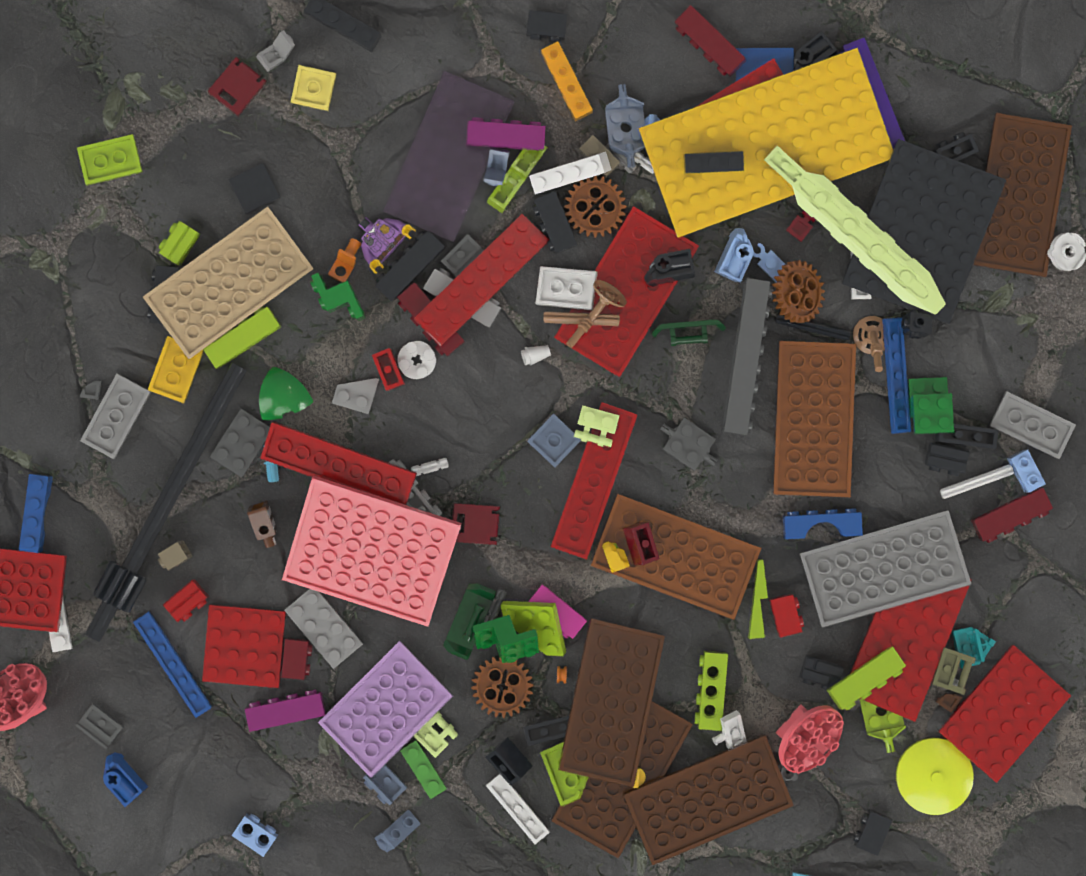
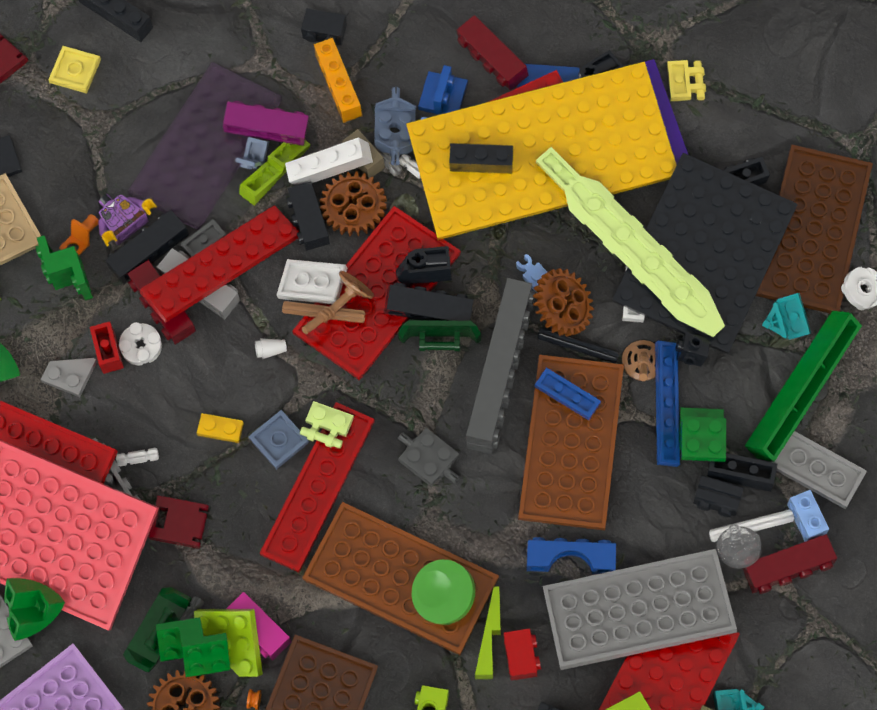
camera: 15 degrees right, 20 degrees down
(277, 52) = (43, 32): light grey bracket -> none
(358, 614) = (30, 606): none -> green brick
(499, 433) = (220, 428): none -> yellow plate
(615, 556) = (330, 568): yellow rock -> none
(641, 543) = (360, 553): dark red brick -> none
(666, 85) = (442, 92): none -> blue bracket
(676, 305) = (426, 305): none -> black brick
(716, 570) = (443, 592): none -> bright green piece
(732, 263) = (495, 271): light blue piece -> none
(800, 227) = (573, 241): dark red plate -> none
(808, 378) = (567, 394): none -> blue plate
(888, 53) = (679, 80): none -> light yellow plate
(968, 506) = (739, 546): none -> clear tile
(1001, 285) = (788, 317): none -> teal slope
(1017, 350) = (803, 386): none -> green brick

